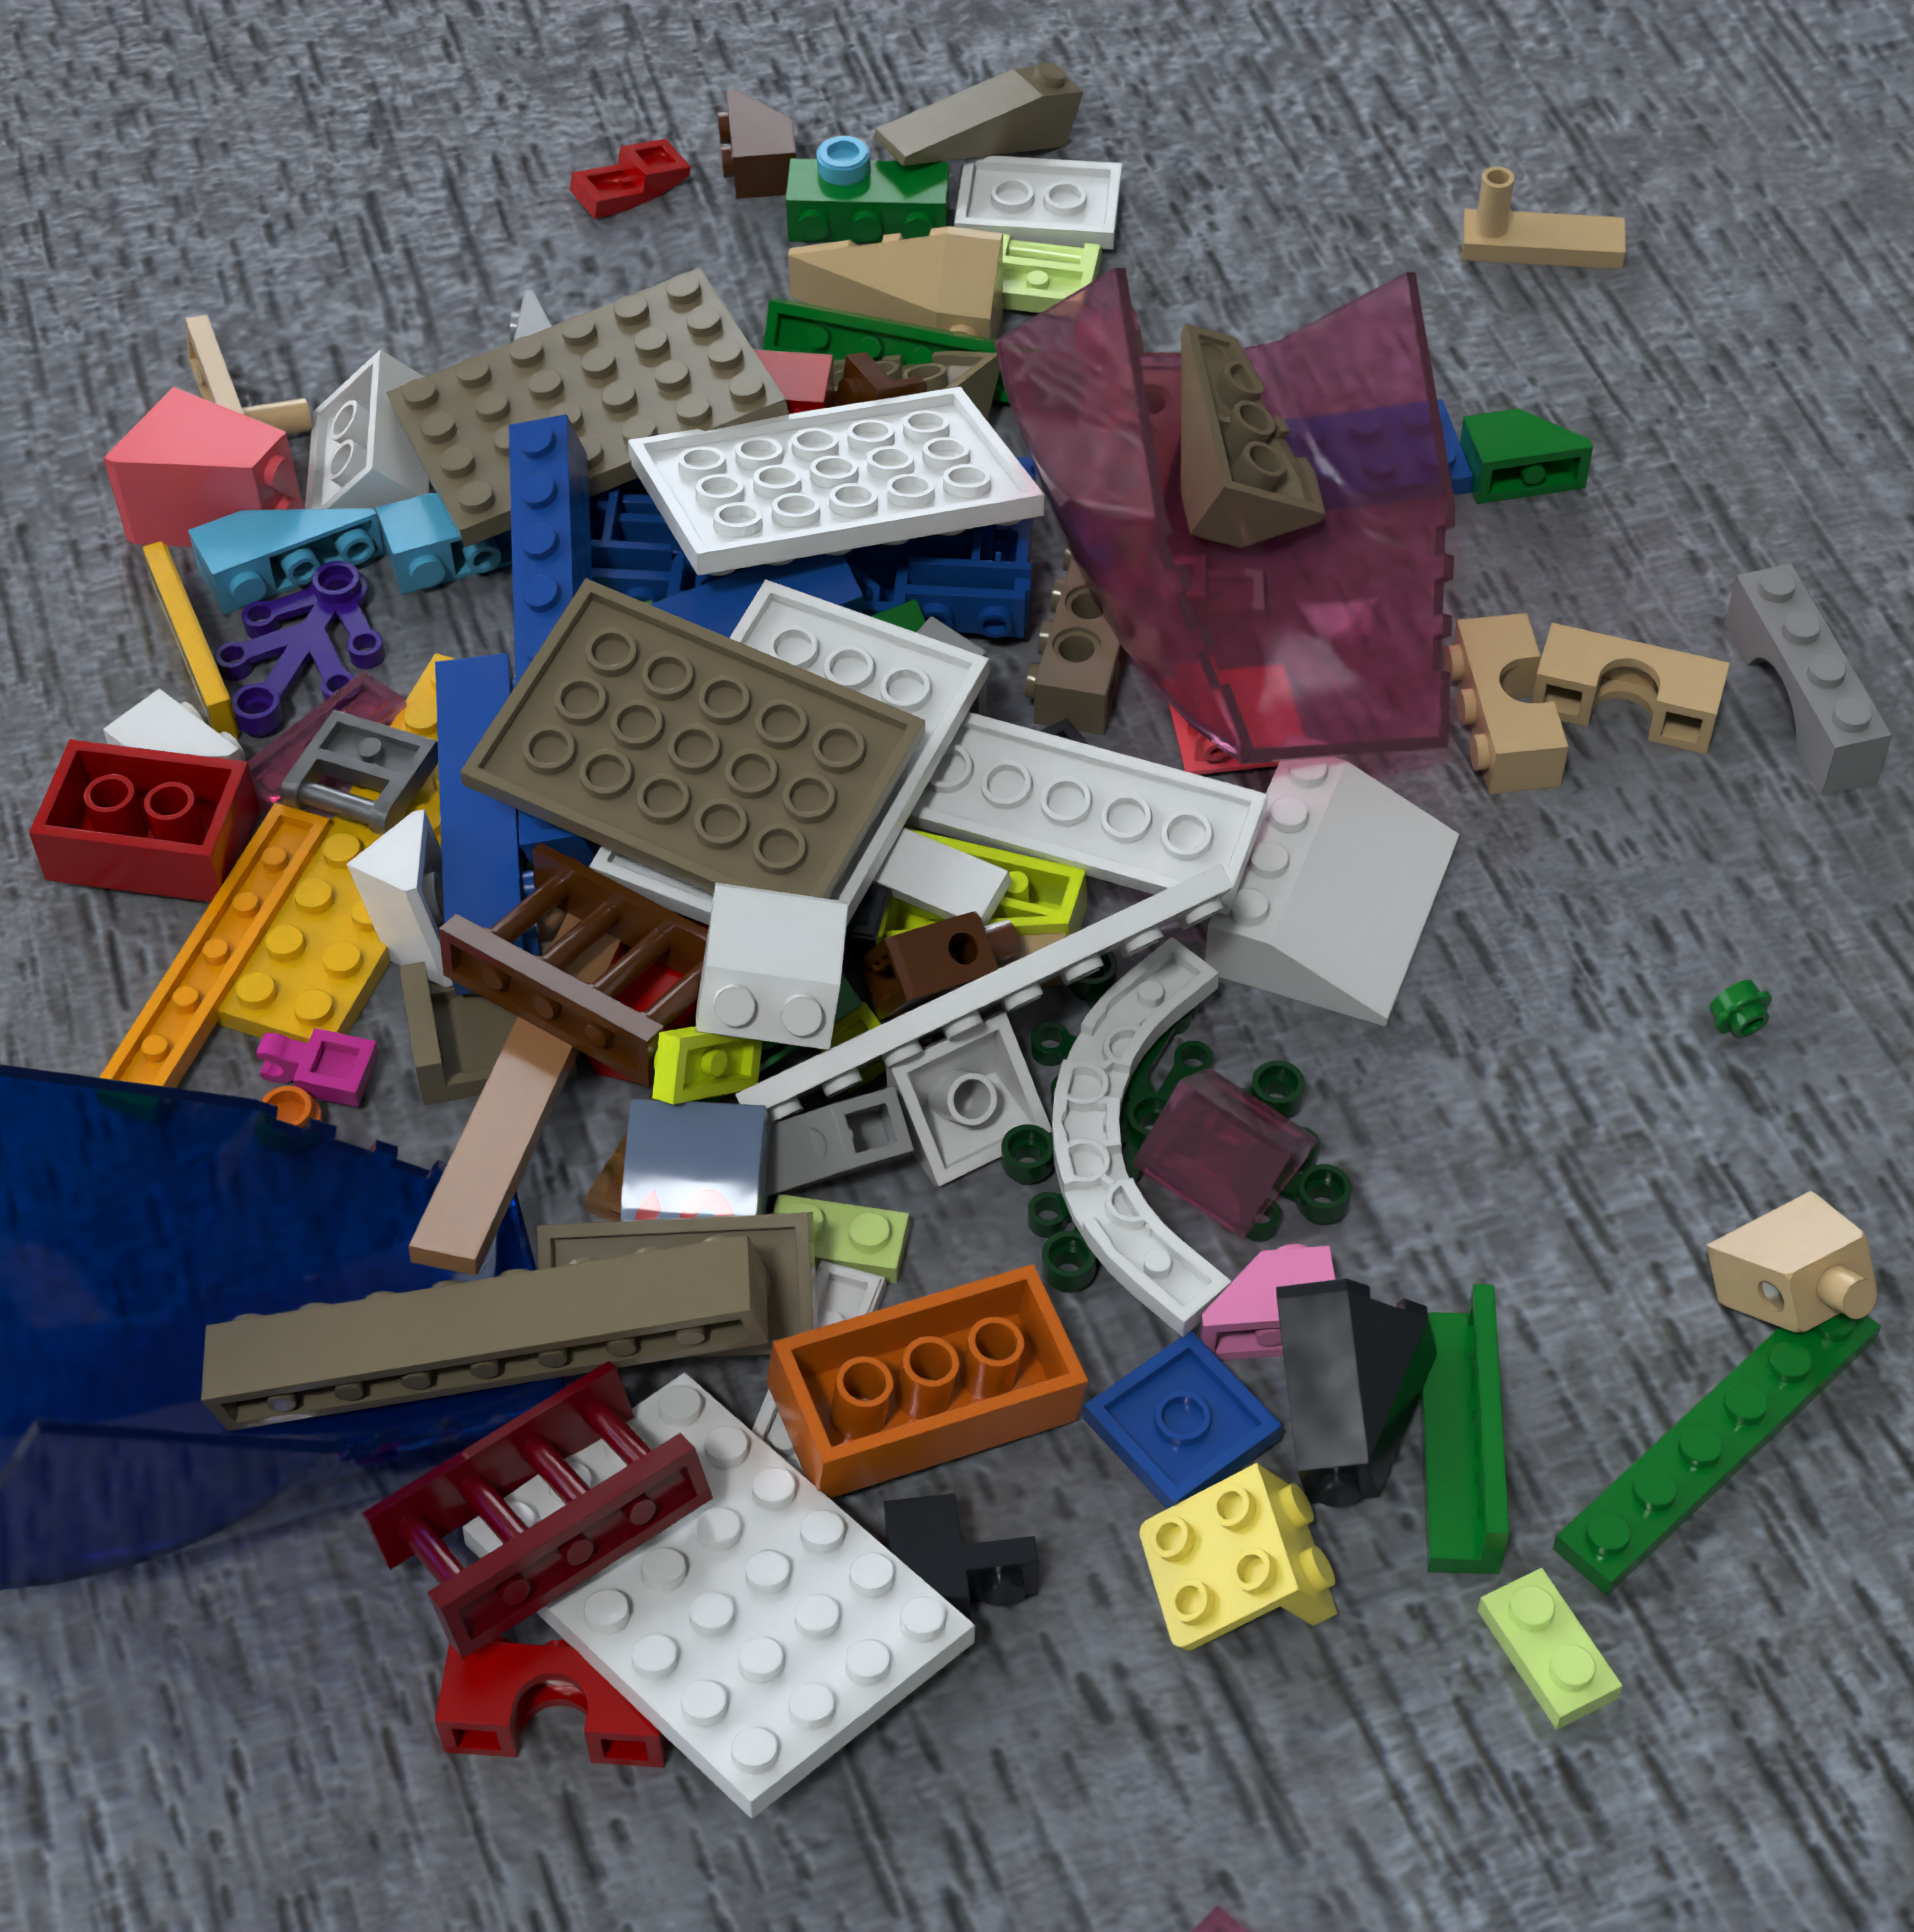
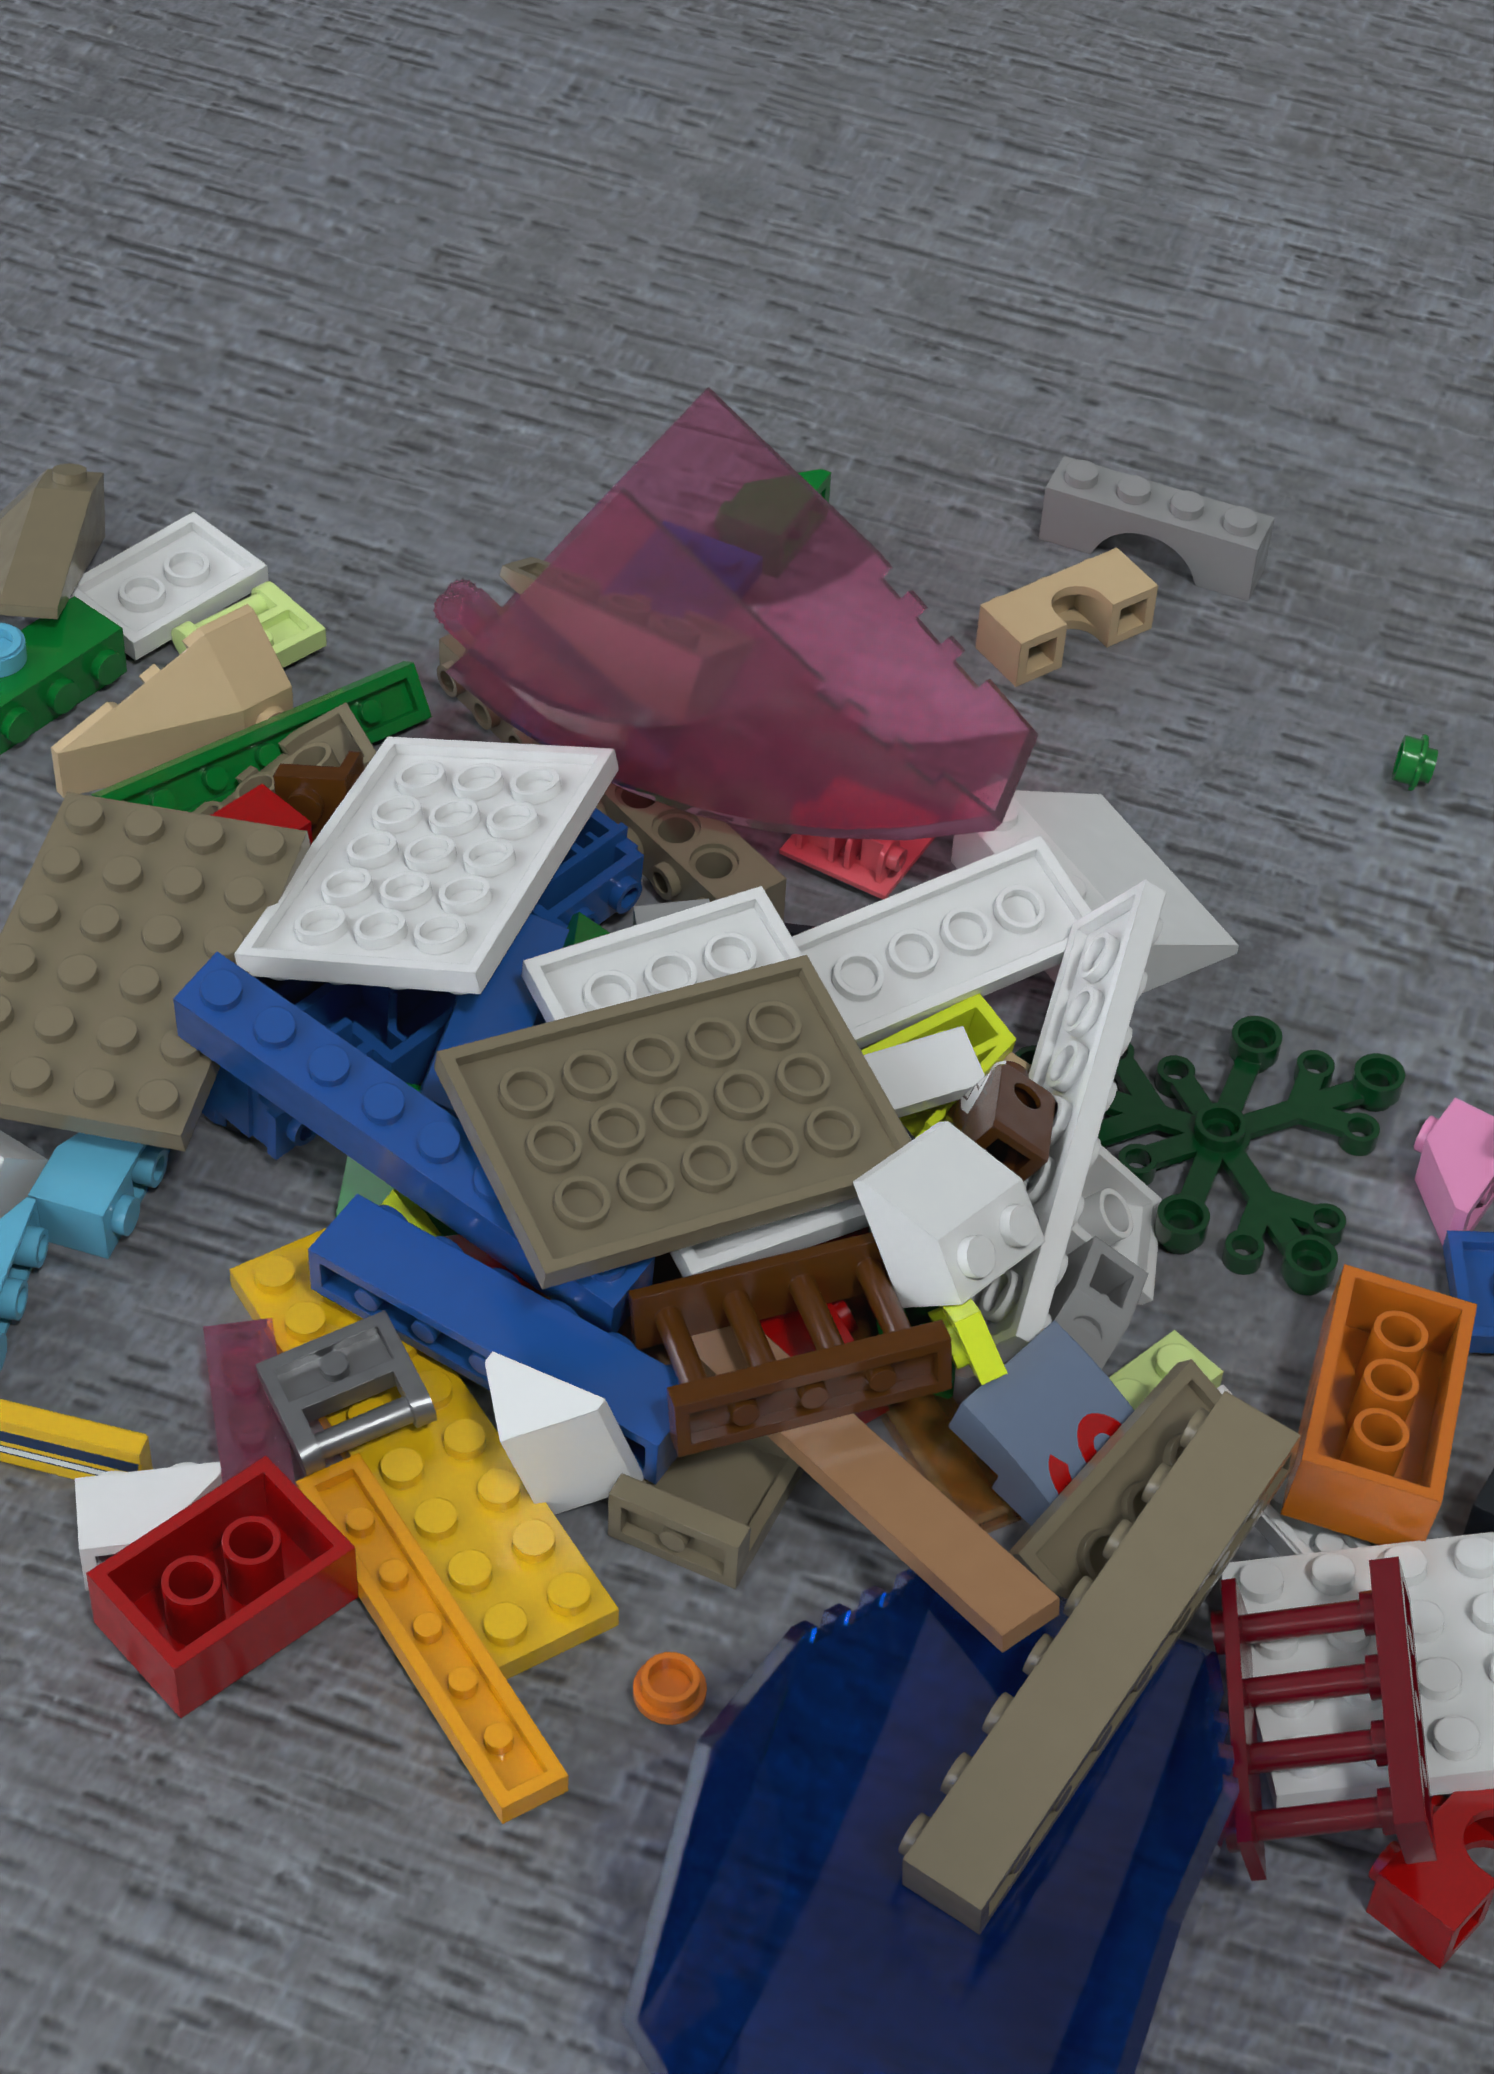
camera: 55 degrees left, 5 degrees down
(327, 1067) = (636, 1621): dark pink plate -> none
(333, 592) = (105, 1352): dark purple plant -> none
(1088, 1145) = (1290, 1203): white plate -> none
(1223, 1150) = (1305, 1102): clear pink slope -> none
(1509, 236) = (543, 373): tan piece -> none
(1511, 740) = (1058, 701): tan arch -> none

